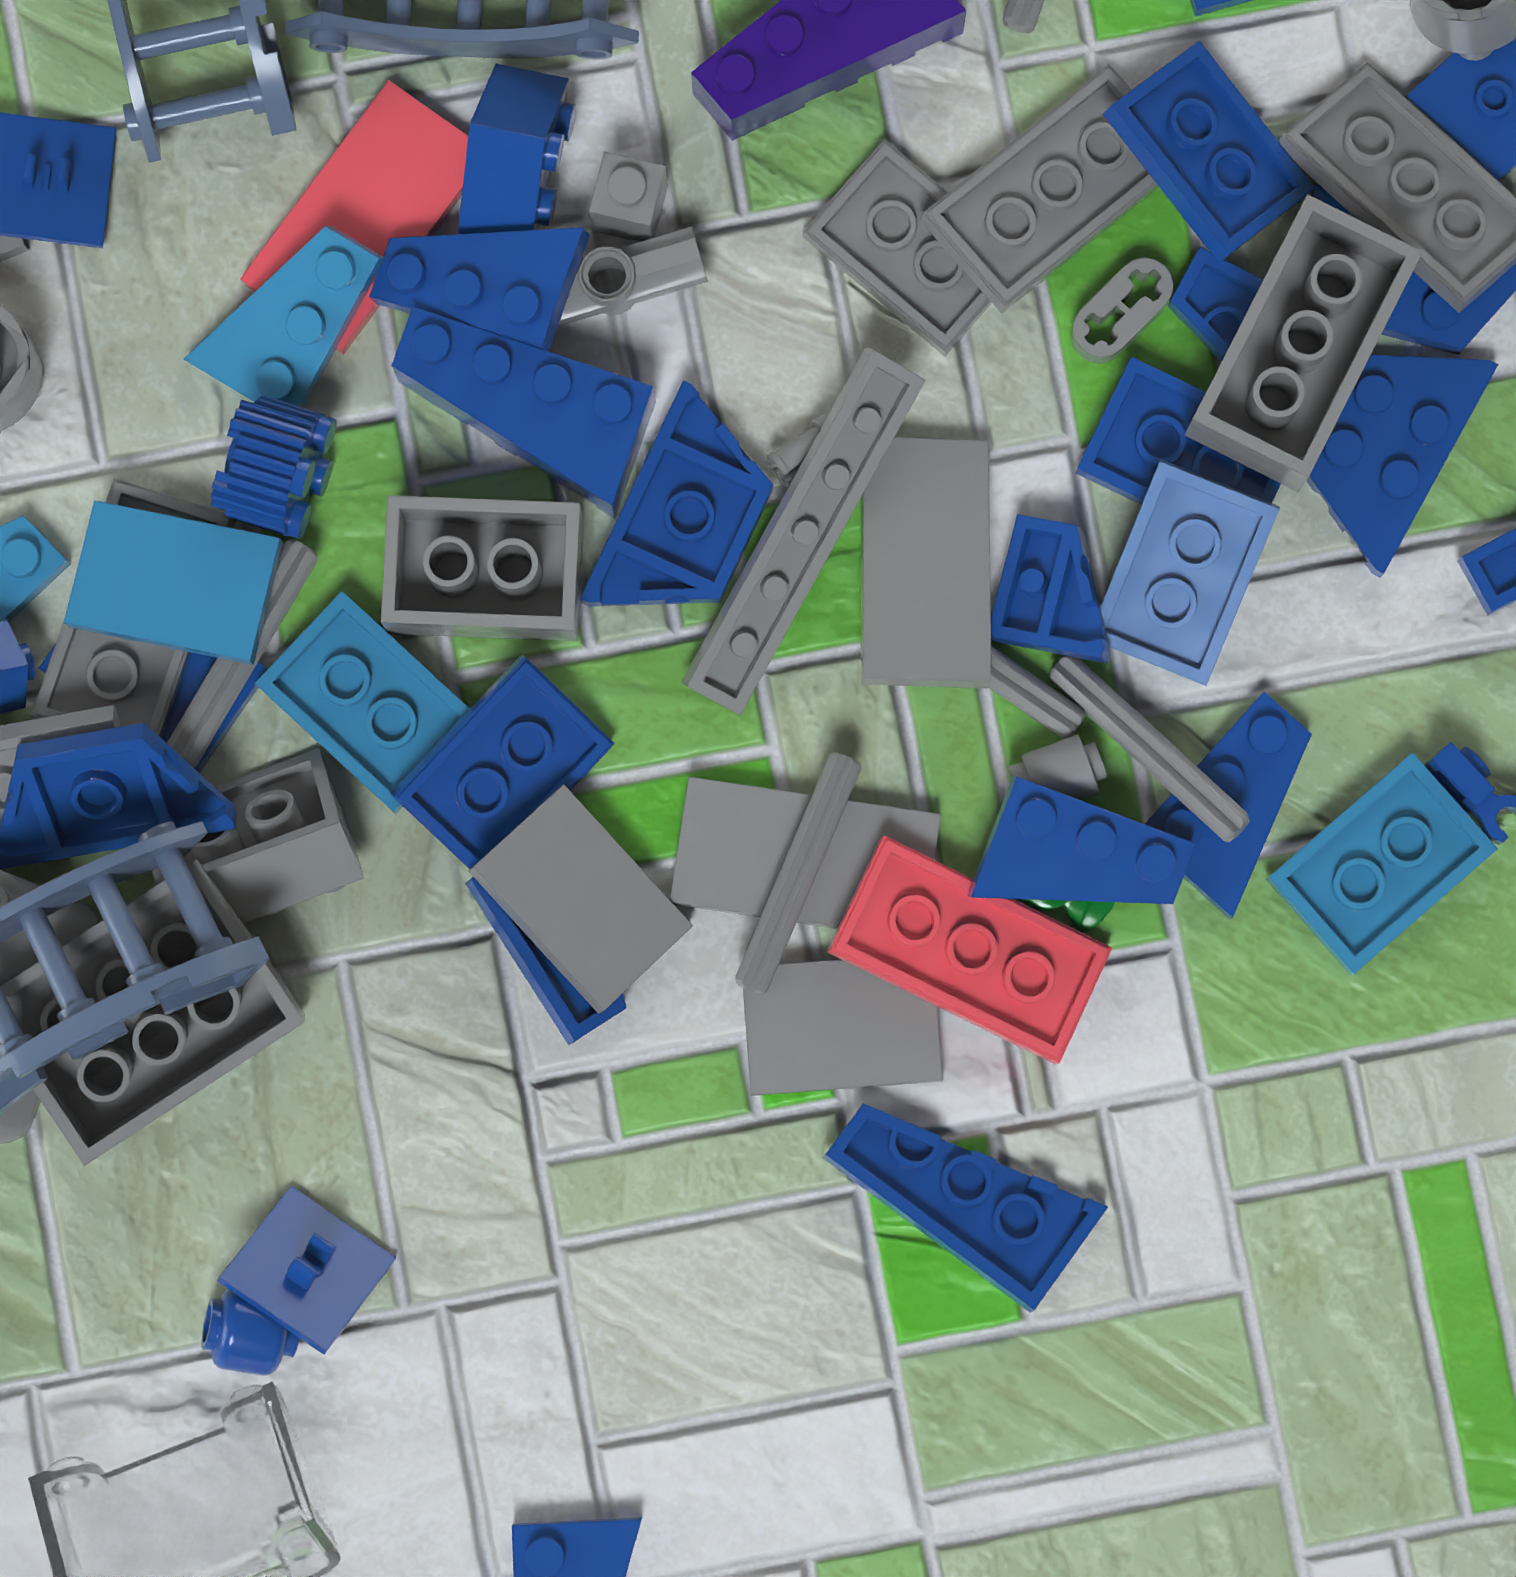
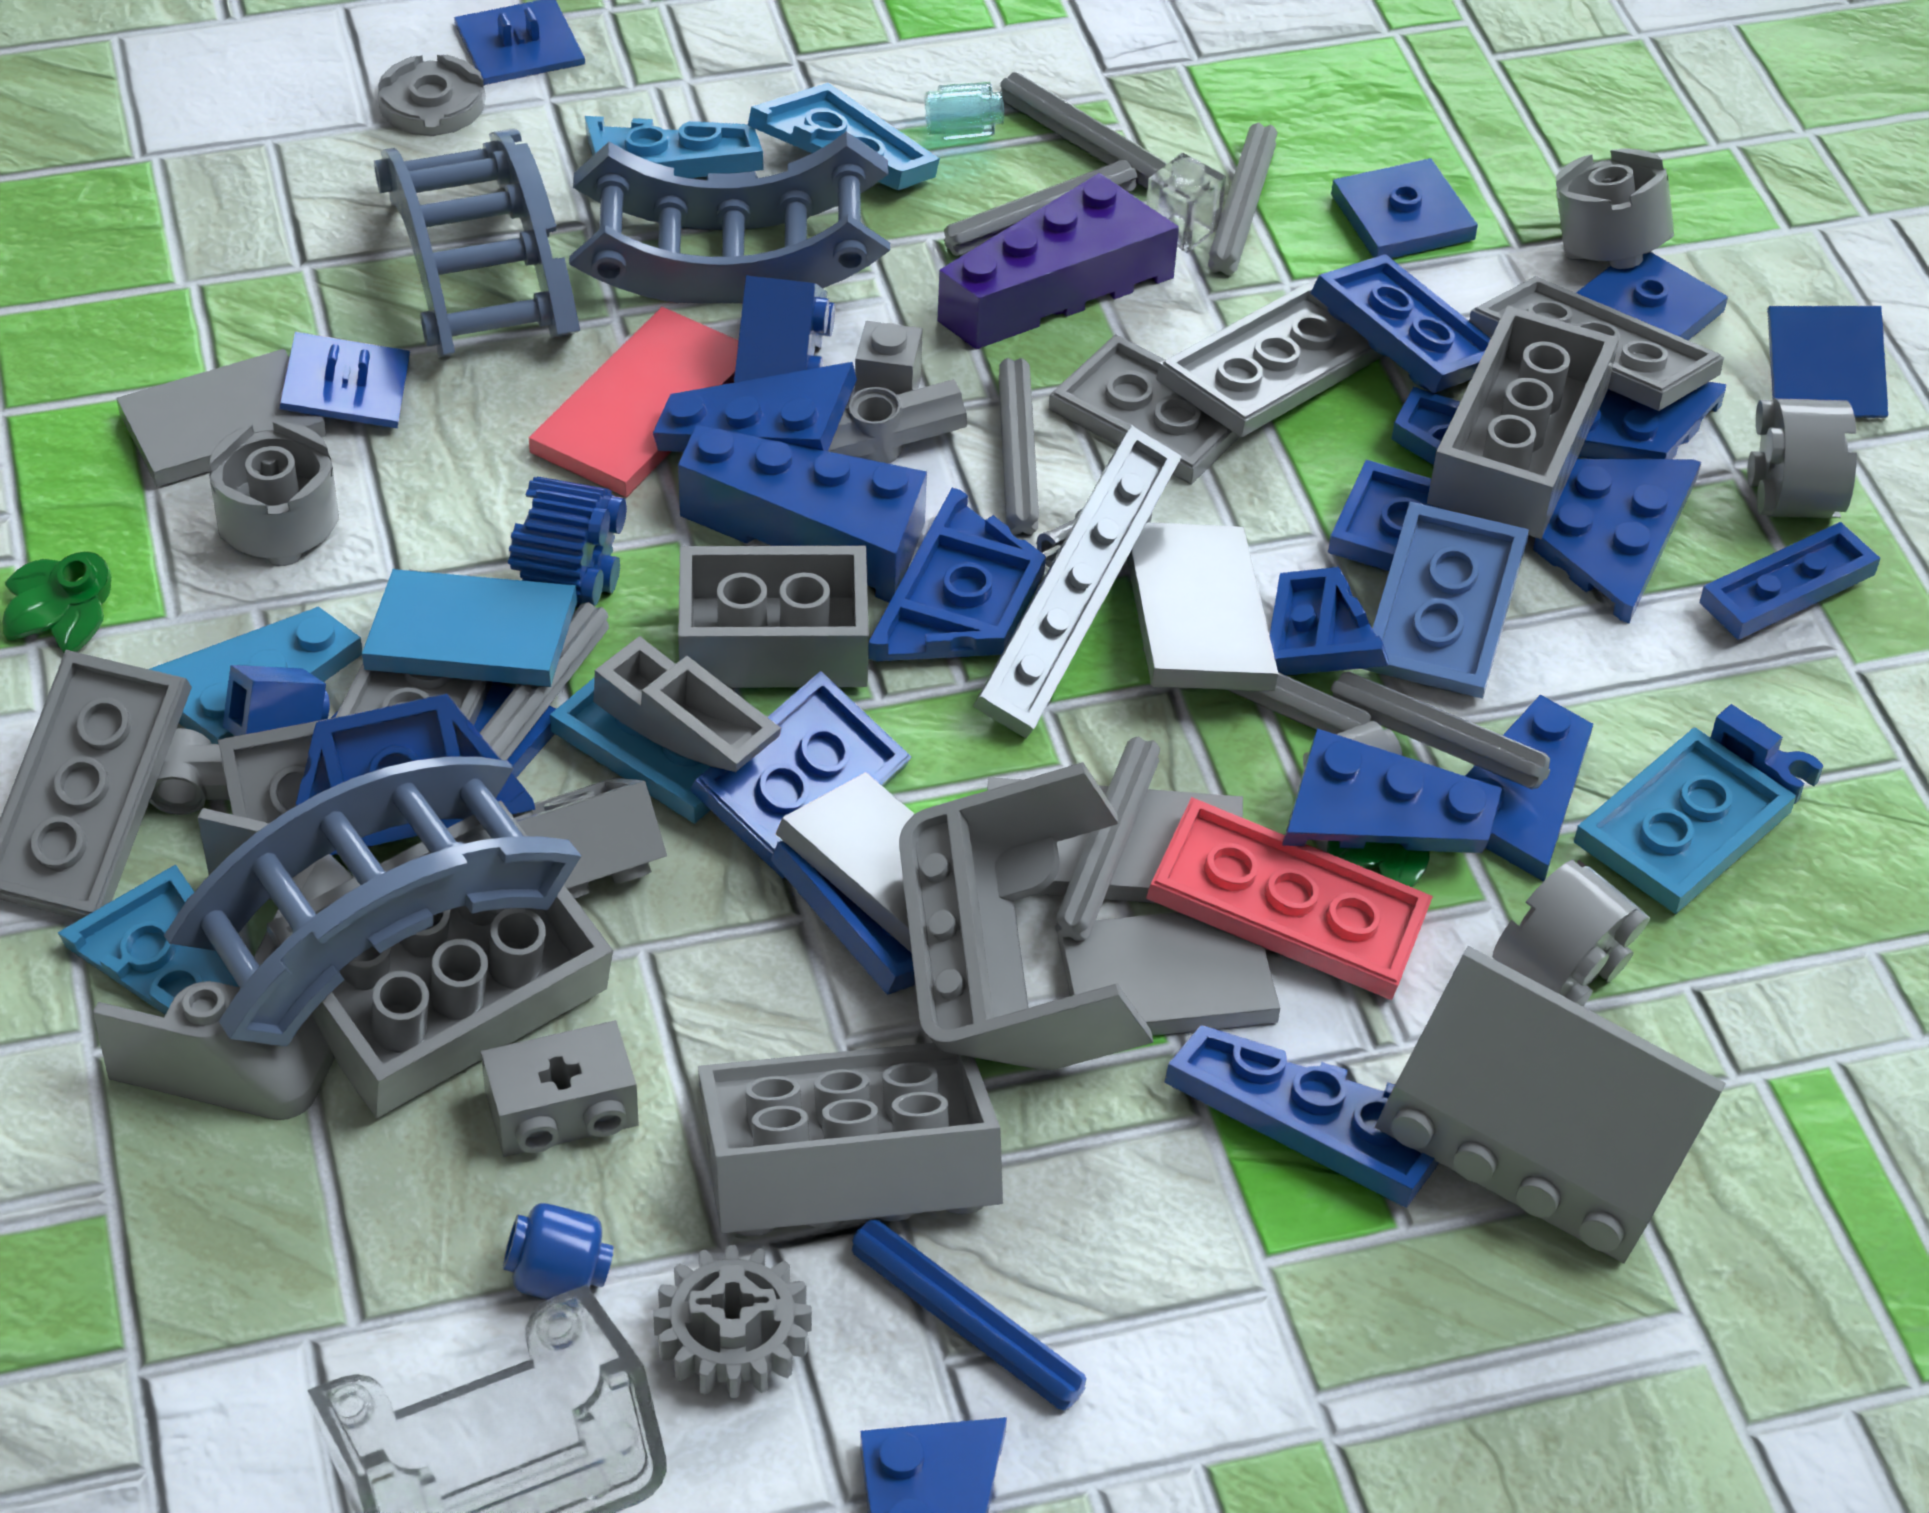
camera: 10 degrees left, 35 degrees down
(217, 1142) = (560, 1088): none -> light grey brick
(291, 323) = (585, 446): dark azure wing -> none
(307, 1269) = (619, 1193): piece -> none
(386, 712) = (681, 707): none -> light grey slope
(404, 1439) = (732, 1321): none -> light grey gear
(519, 1205) = (849, 1138): none -> light grey slope
(616, 1403) = (969, 1314): none -> blue axle
(648, 1014) = (960, 887): none -> light grey windscreen
(762, 303) = (1018, 446): none -> light grey axle
(1111, 300) = (1340, 434): light grey beam -> none
(1159, 1273) = (1548, 1104): none -> light grey slope
(1233, 1033) = (1572, 932): none -> light grey brick

